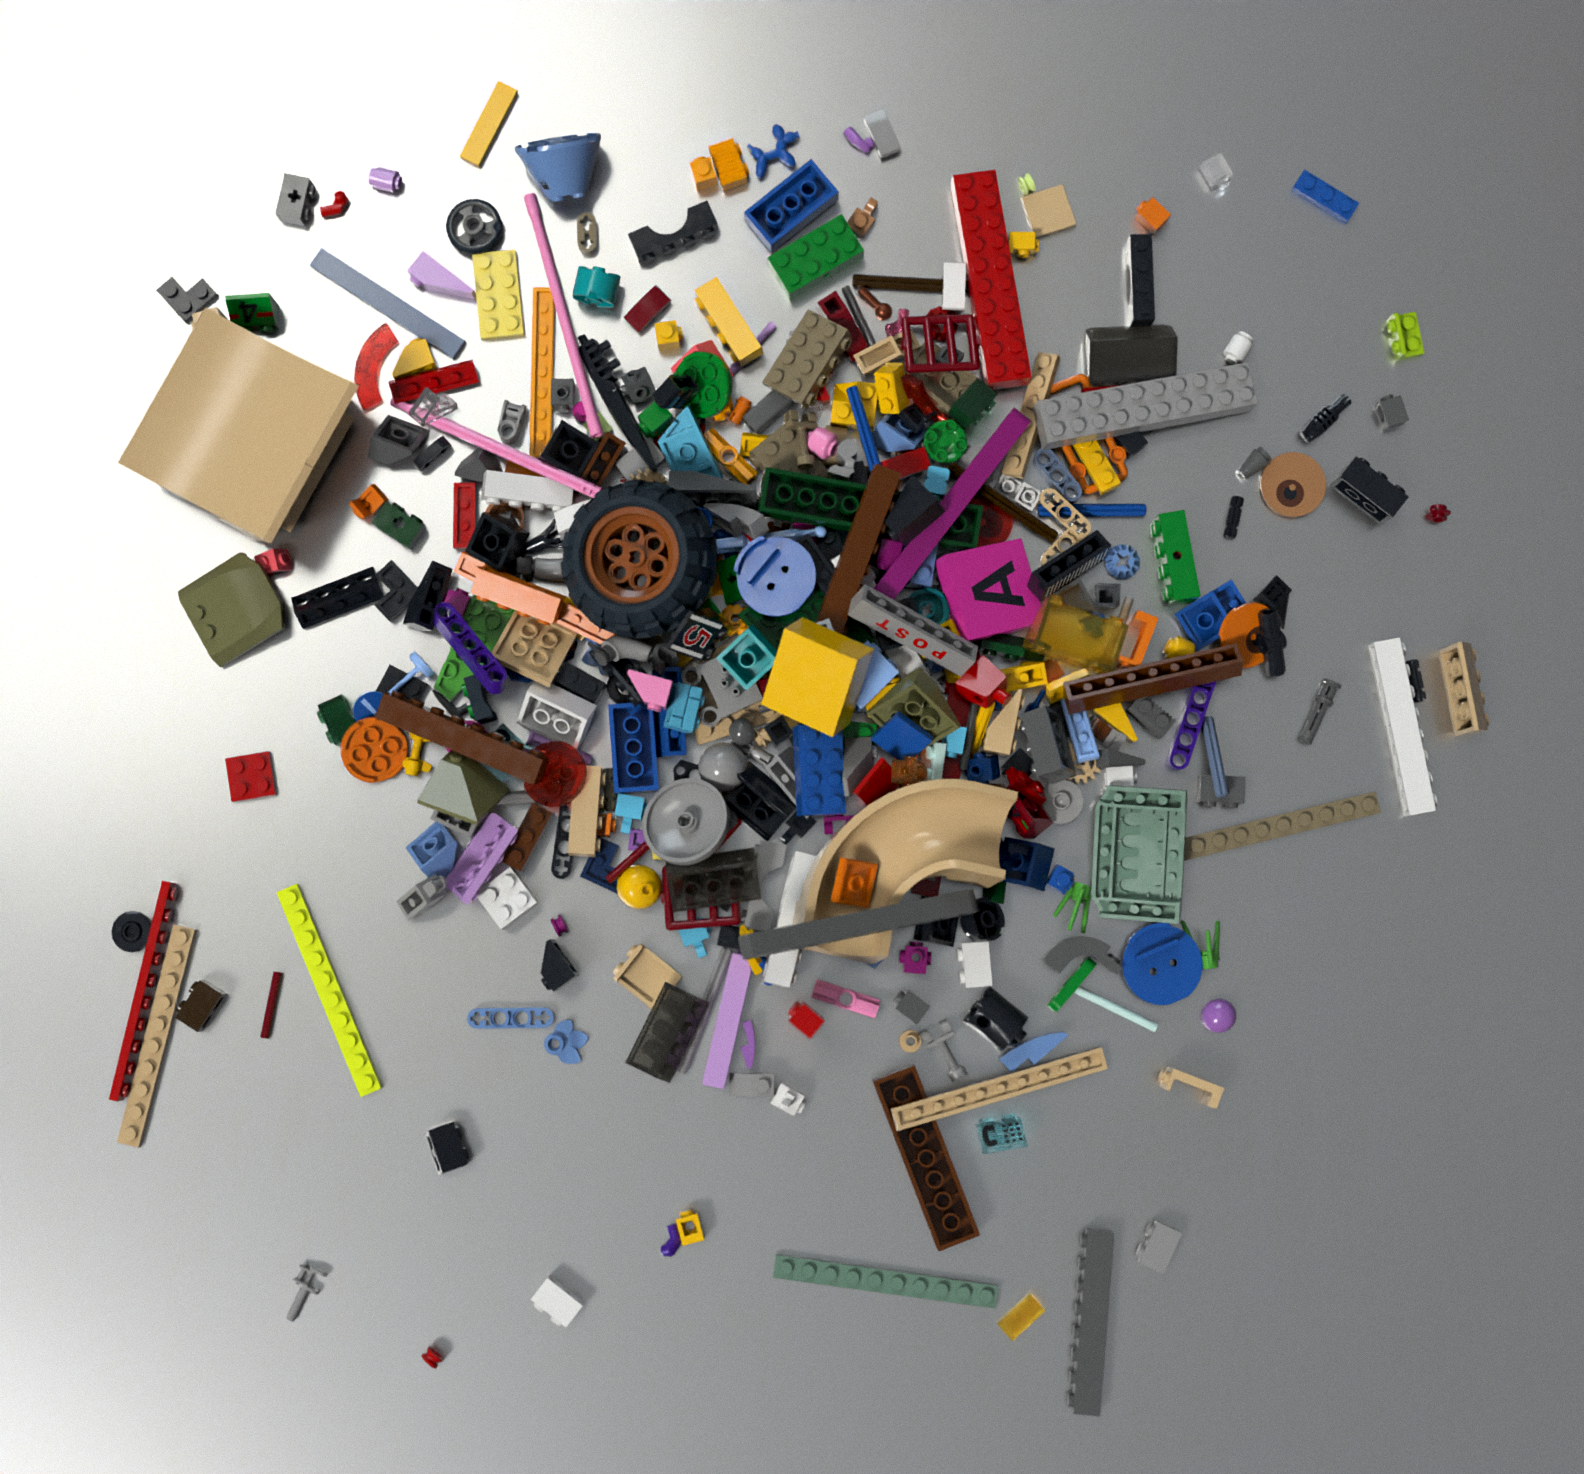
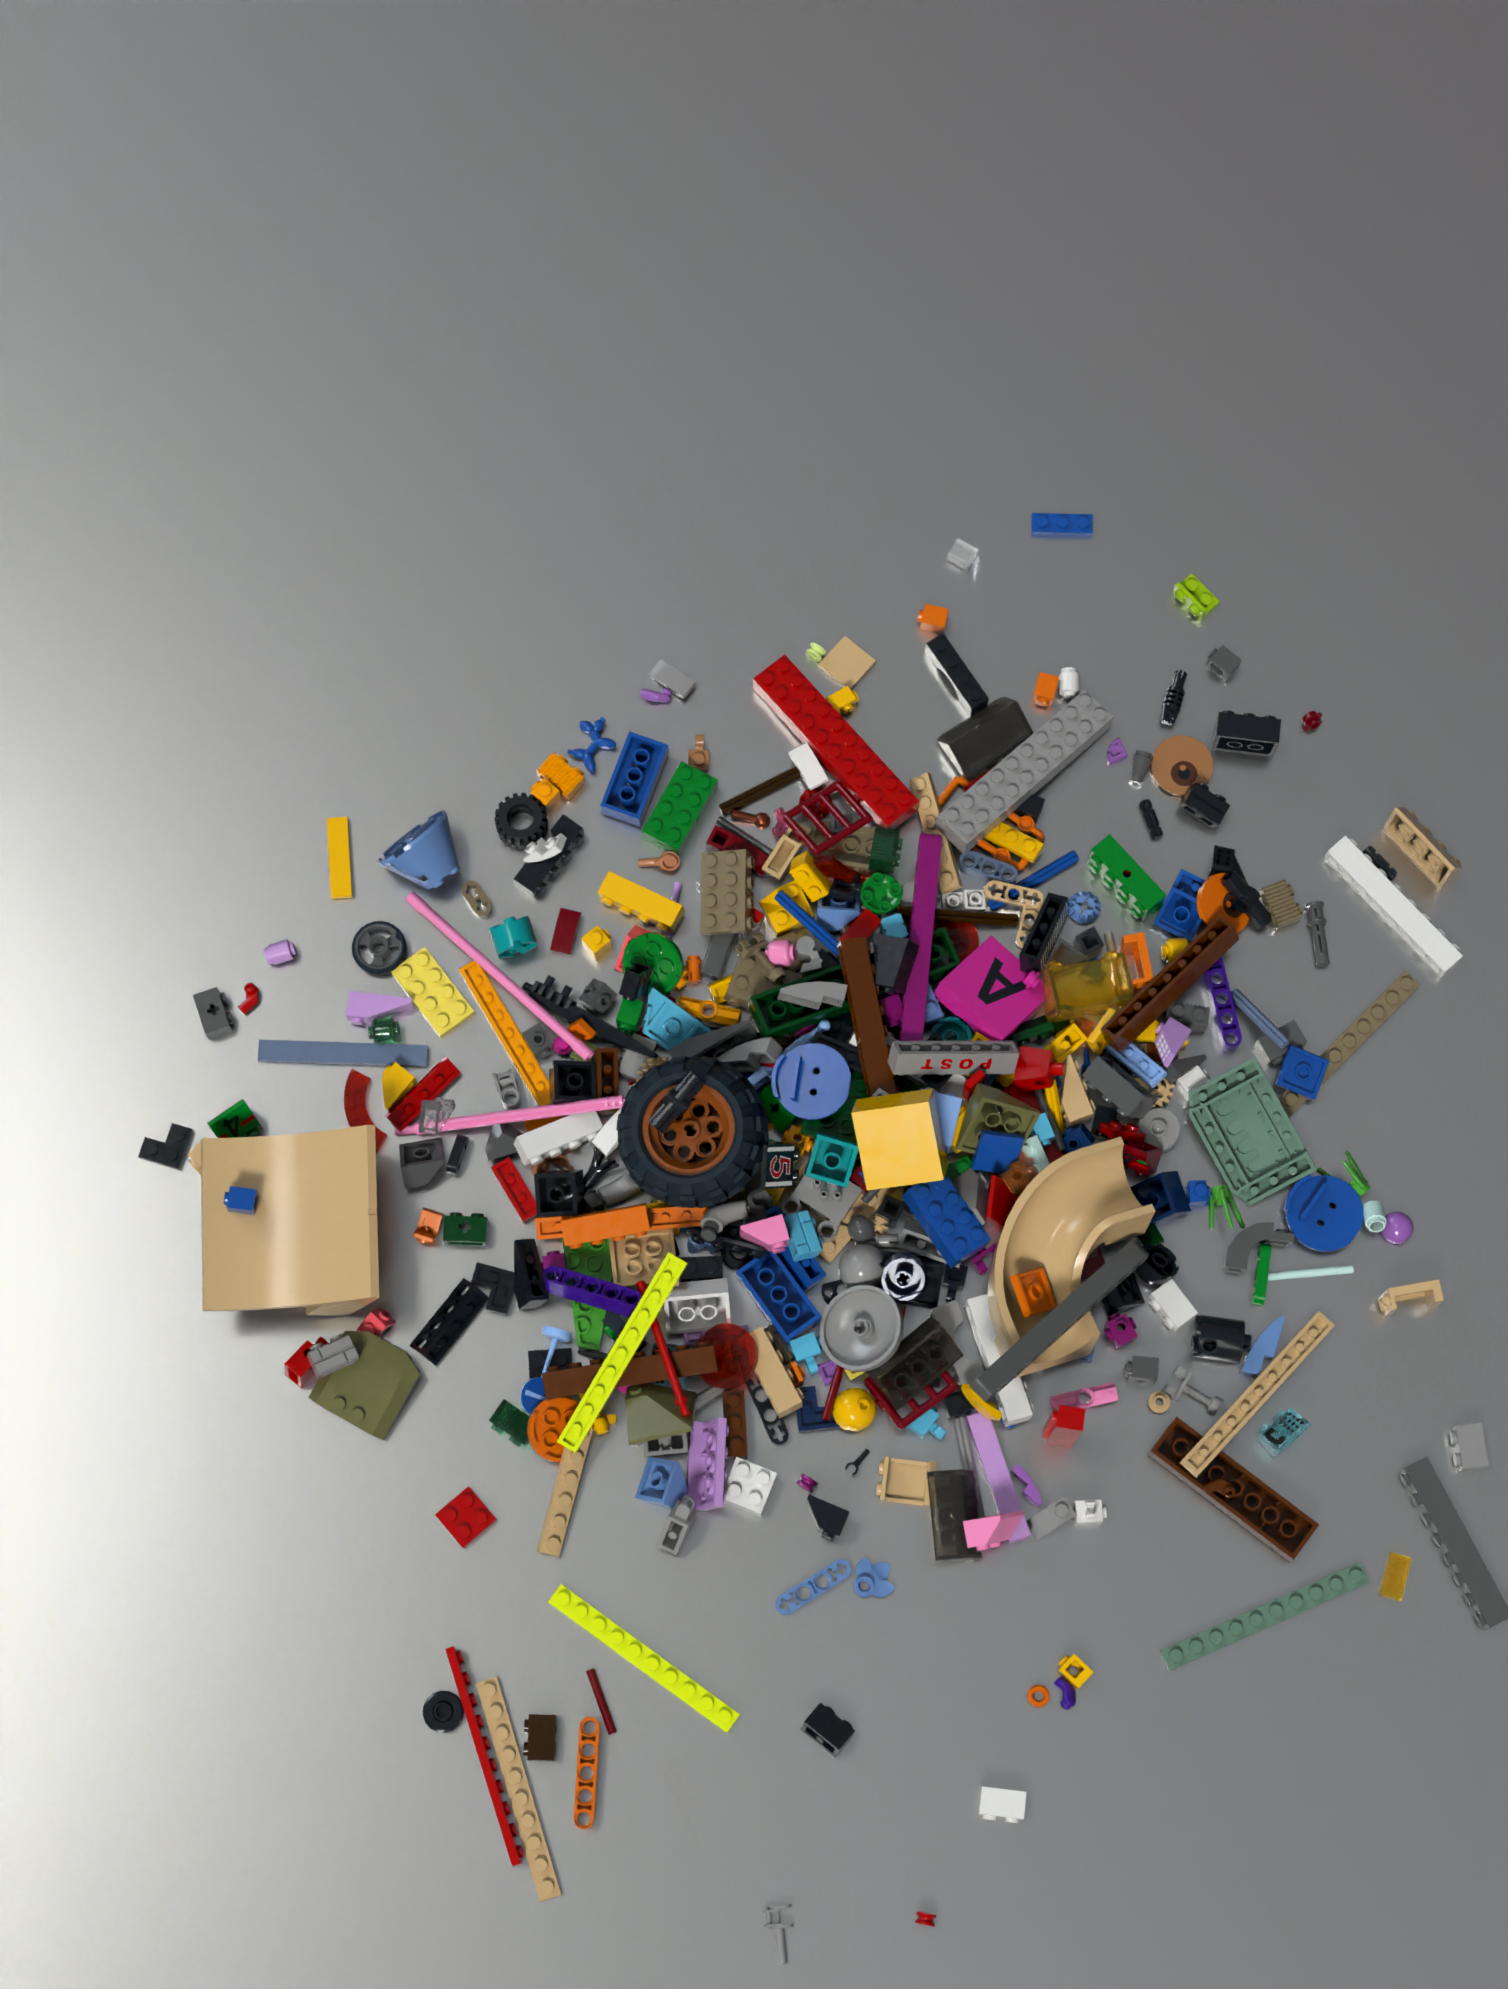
camera: 30 degrees left, 10 degrees down
(183, 558) = (298, 1366): none -> red torso
(204, 383) = (241, 1200): none -> blue brick
(211, 569) = (332, 1356): none -> light grey brick
(211, 1064) = (589, 1784): none -> orange beam
(347, 804) = (562, 1499): none -> tan plate
(433, 304) = (384, 1031): none -> clear green head
(461, 717) = (622, 1352): none -> neon yellow plate
(497, 738) = (681, 1400): none -> red bar
(604, 407) = (581, 1030): none -> orange tile
(615, 933) = (857, 1462): none -> black hand
(632, 526) = (676, 1102): none -> black piece
(641, 1234) = (1045, 1693): none -> orange plate
(664, 168) = (518, 805): none -> black tyre
(670, 223) = (543, 849): none -> white slope
(689, 1065) = (991, 1530): none -> bright pink slope
(741, 791) = (895, 1285): none -> brick
(776, 299) = (669, 861): none -> nougat plate
(824, 498) = (813, 993): none -> light grey slope
(912, 664) = (970, 1084): none -> red tile
(914, 1149) = (1221, 1486): none -> reddish brown arm
(1031, 601) = (1032, 979): none -> dark pink plate
(1121, 729) = (1170, 1039): none -> lavender slope
(1204, 994) = (1374, 1216): none -> light aqua brick
(1213, 341) = (1045, 689): none -> orange brick
(1222, 828) = (1302, 1072): none -> blue tile
(1241, 437) = (1116, 752): none -> medium lavender tile
(1289, 533) = (1204, 804): none -> black brick
(1301, 665) = (1280, 904): none -> dark tan brick

